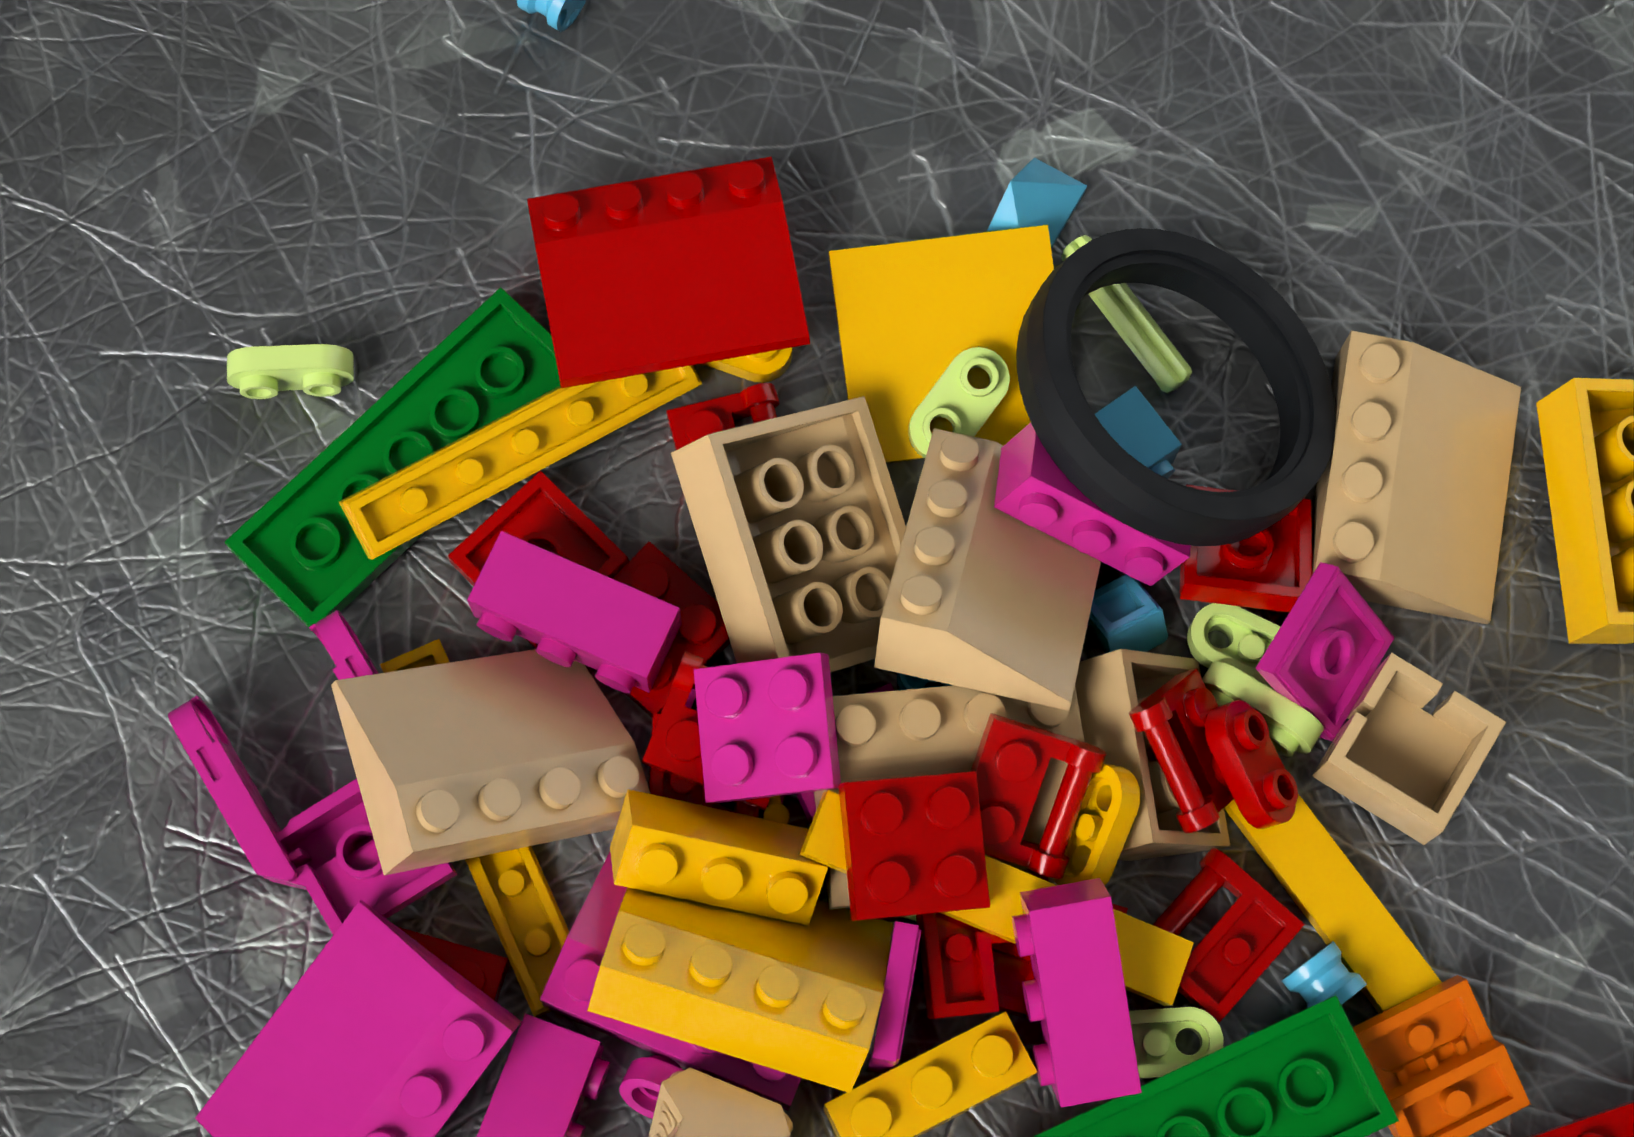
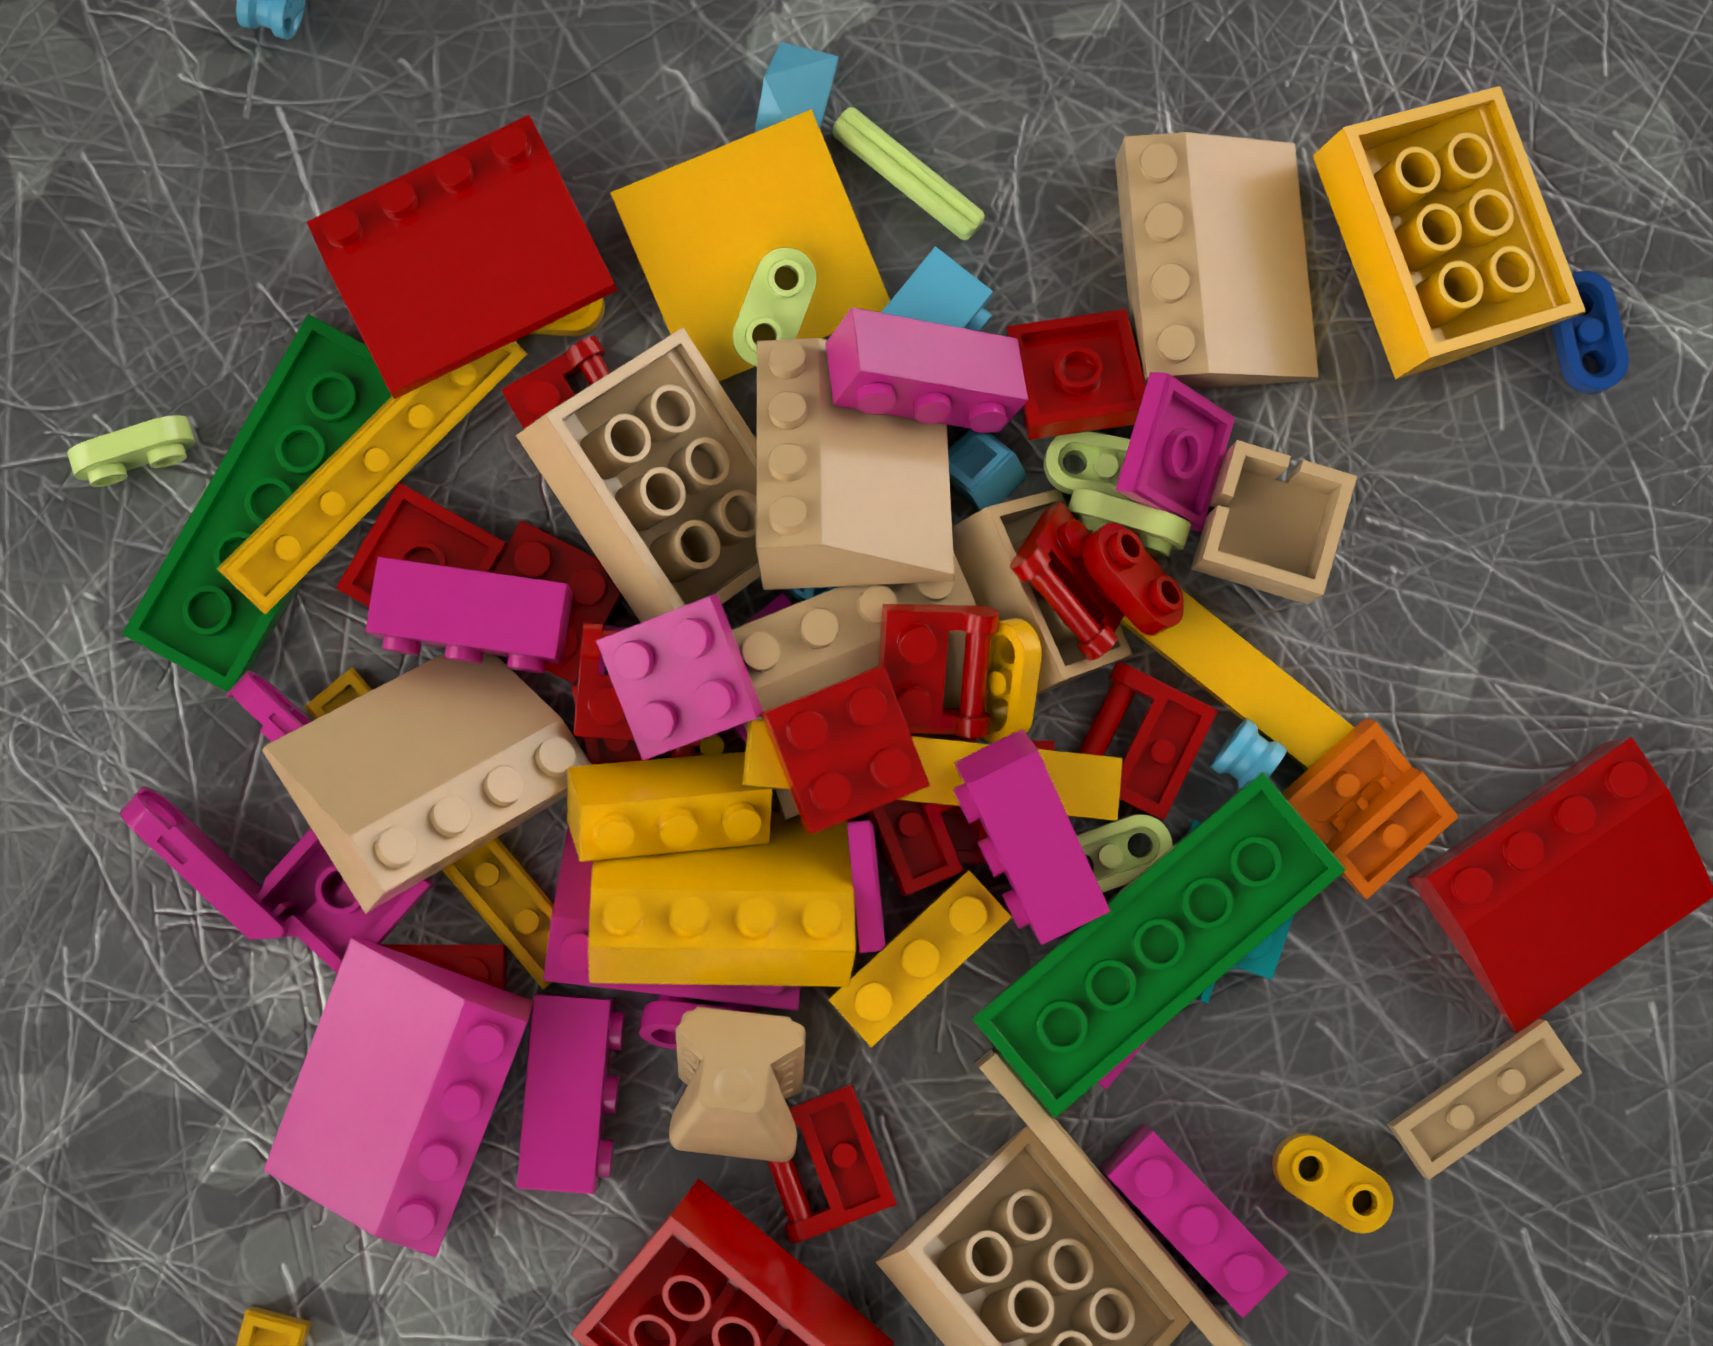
camera: 20 degrees left, 10 degrees up
(1099, 463) = (1038, 148): black tyre -> none

